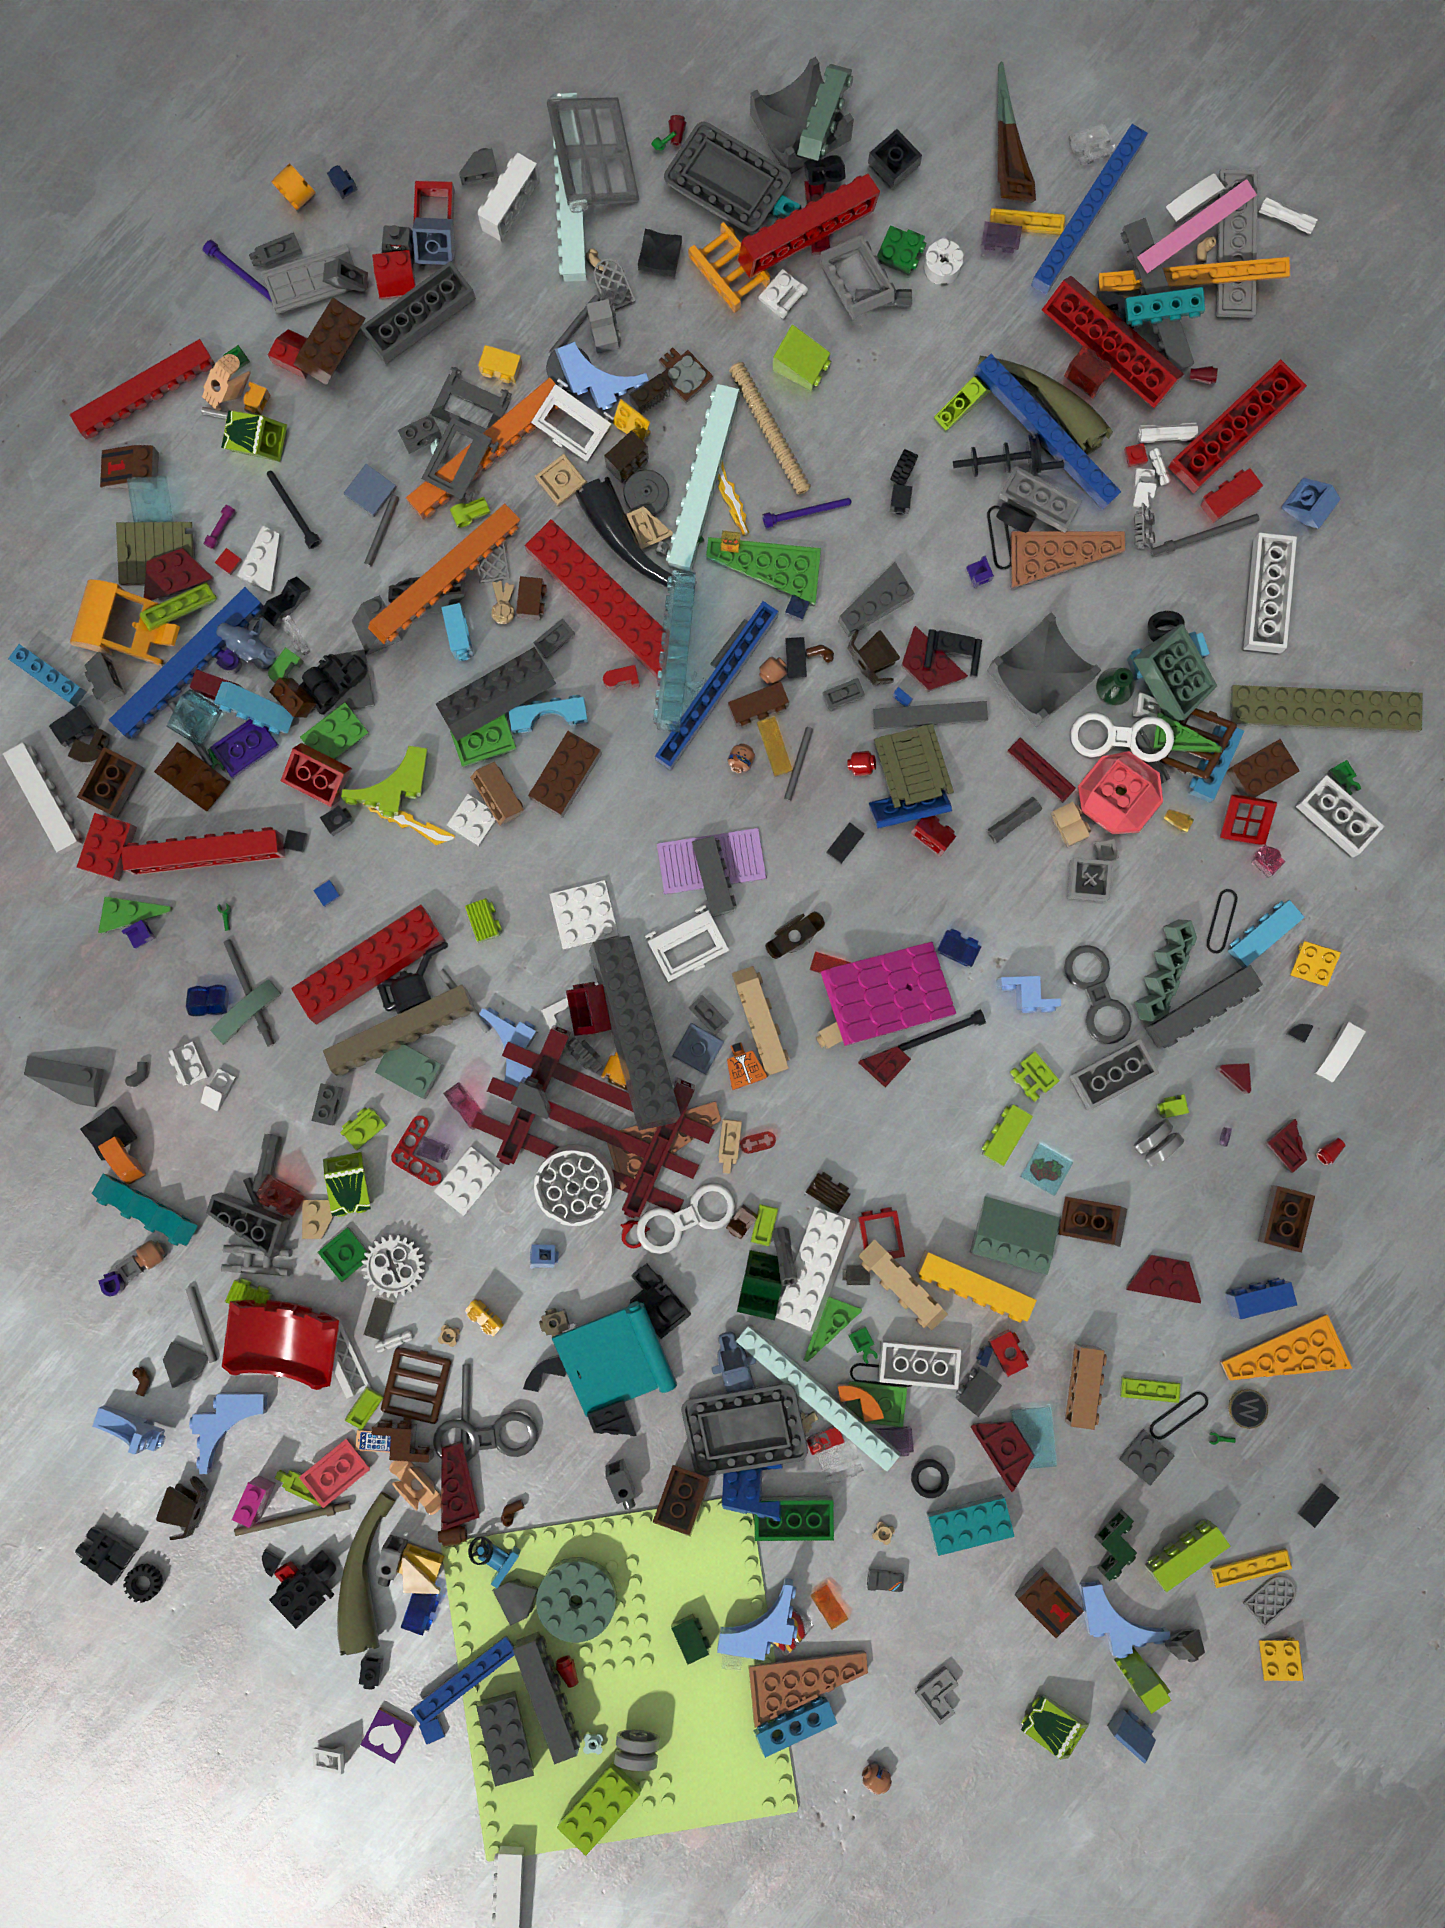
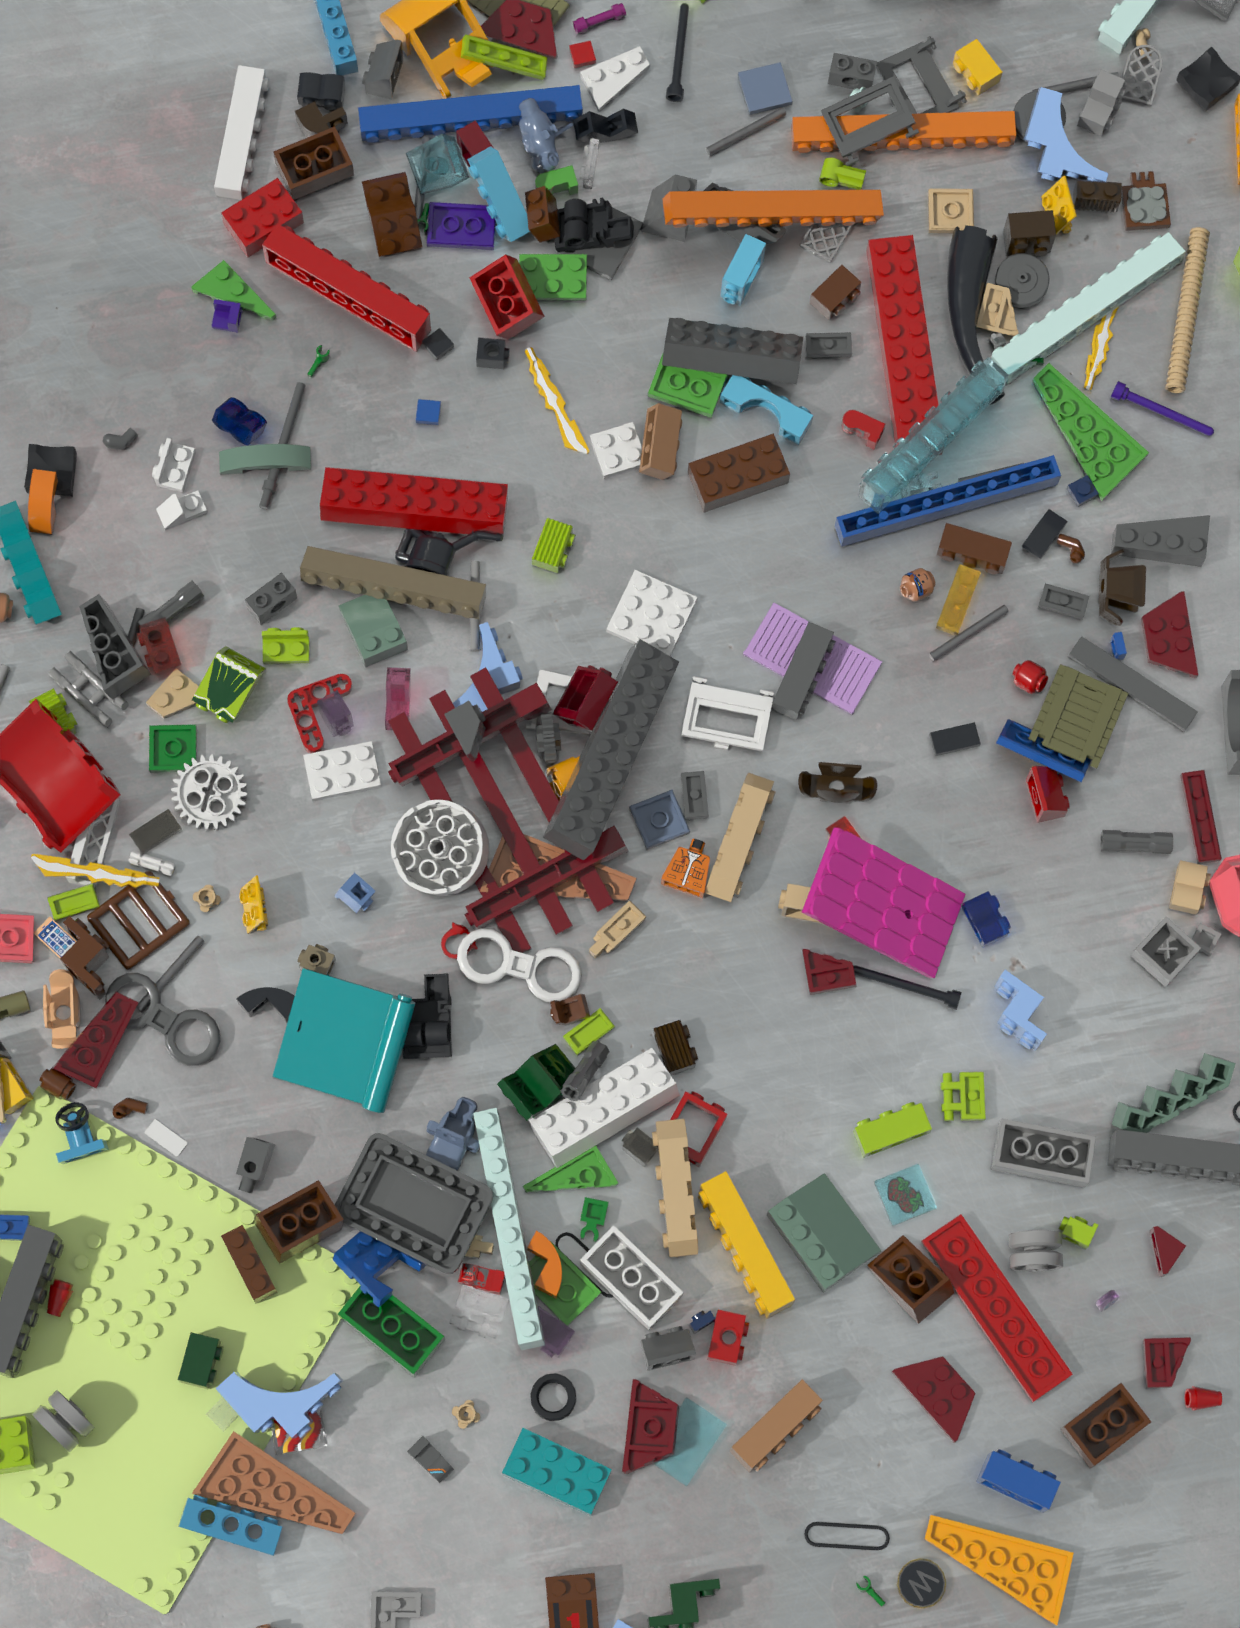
camera: 35 degrees right, 10 degrees down
(71, 1081) = (54, 394): dark grey wedge -> none
(229, 661) = (509, 140): dark purple plate -> none
(338, 1395) = (59, 867): none -> yellow sword
(387, 794) = (559, 364): lime arch -> none
(503, 611) = (801, 285): tan piece -> none
(515, 1600) = (65, 1191): dark grey slope -> none
(550, 1511) = (166, 1137): none -> white sticker
(573, 1620) = (106, 1216): sand green brick -> none
(579, 412) = (1016, 160): white piece -> none
(597, 1739) = (25, 1378): light aqua plate -> none
(612, 1419) = (295, 1097): black wing -> none
(671, 1552) = (249, 1264): none -> reddish brown brick
(730, 541) = (1066, 381): clear yellow tile -> none
(759, 1147) = (647, 944): clear red beam -> none
(773, 670) = (1013, 527): nougat head -> none
(829, 1607) = (356, 1442): clear orange slope -> none
(953, 644) = (1207, 635): black plate -> none
(1097, 994) = (1088, 1068): dark grey bar -> none
(1146, 1457) = (782, 1550): dark grey plate -> none
(1150, 1389) = (838, 1487): lime tile -> none
(1160, 1196) = (997, 1308): none -> red plate

